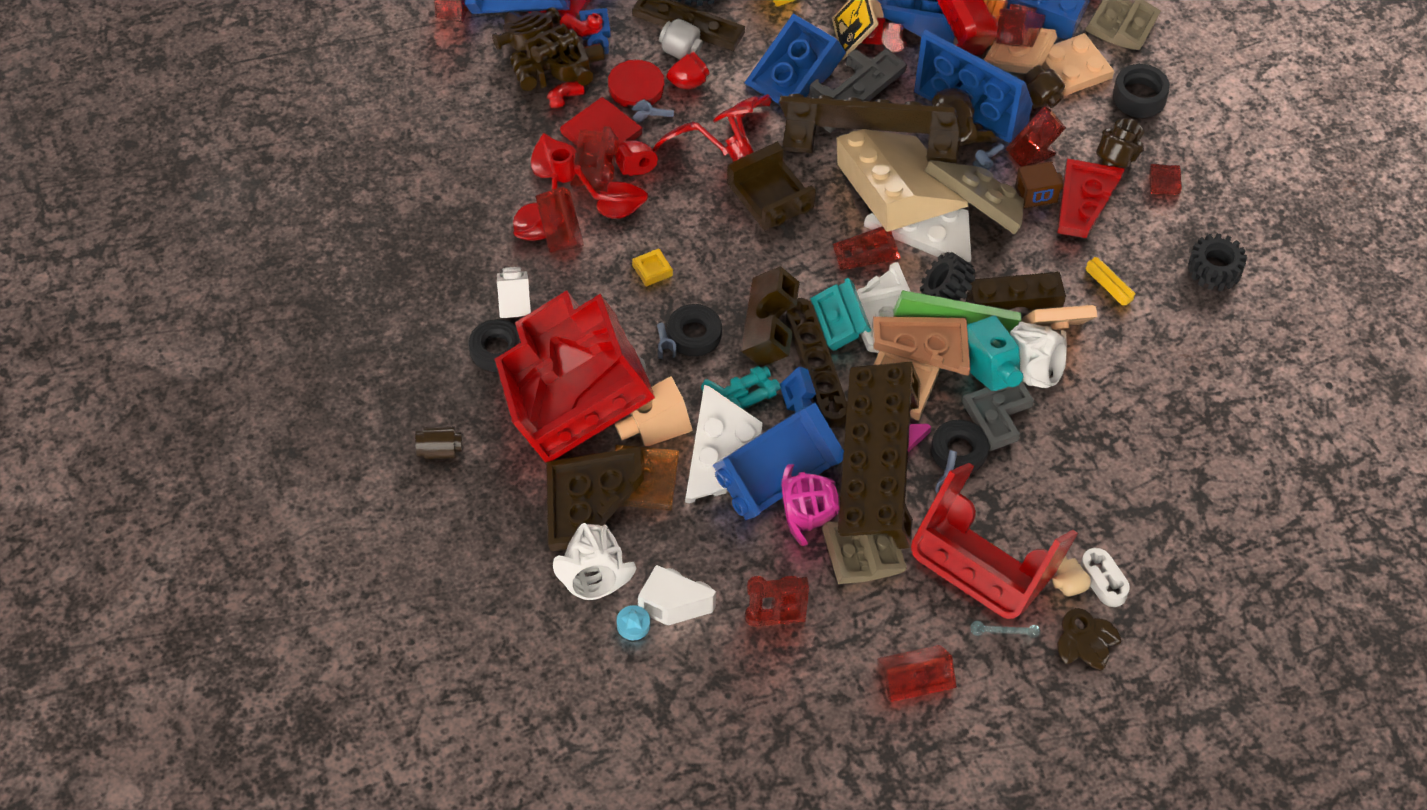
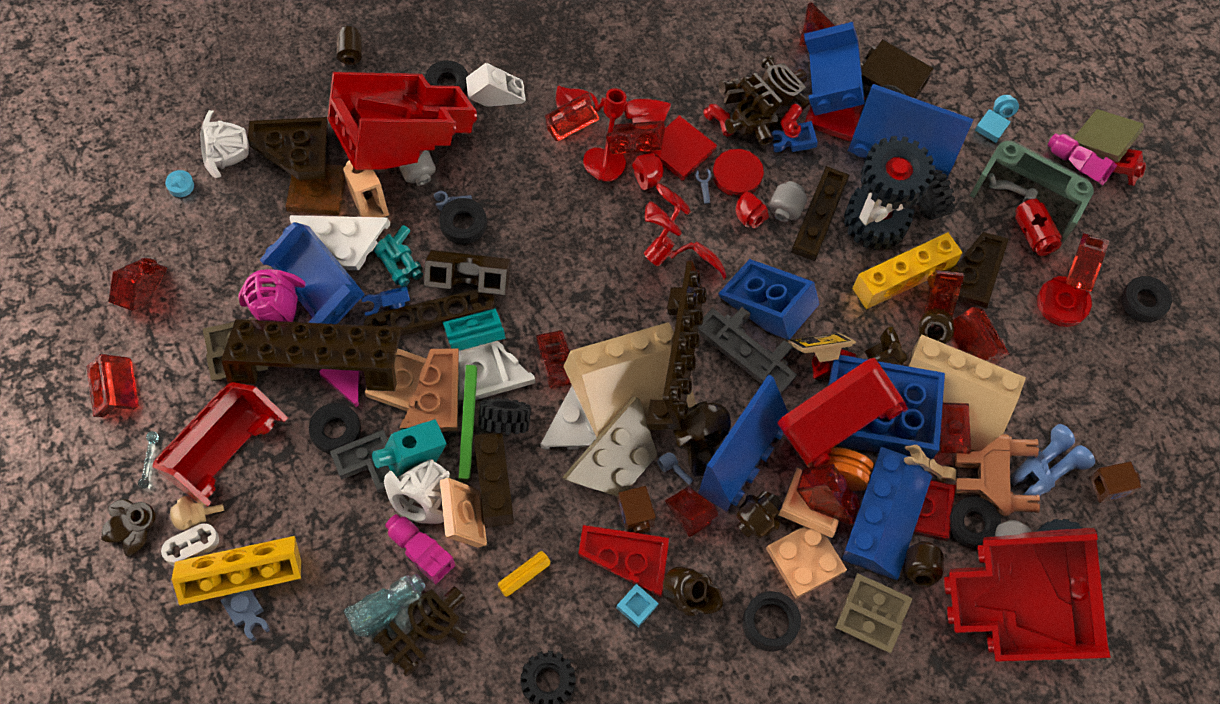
camera: 85 degrees right, 10 degrees up
(652, 267) = (531, 190): yellow tile -> none
(674, 598) = (195, 206): white slope -> none
(769, 187) = (621, 278): dark brown panel -> none
(783, 650) = (135, 283): none -> clear red slope
(788, 600) = (173, 272): clear red plate -> none
(893, 37) = (812, 381): clear red piece -> none
(950, 466) = (297, 415): sand blue hand -> none
(1095, 363) = (420, 548): none -> dark pink piece
(1128, 498) = (236, 570): none -> yellow brick
(1133, 193) = (637, 605): none -> medium azure tile
(1162, 390) = (382, 606): none -> clear light blue piece
(1163, 366) = (445, 605): none -> dark brown piece
(1165, 179) = (657, 639): clear red tile -> none
(1171, 524) = (244, 608): none -> sand blue plate

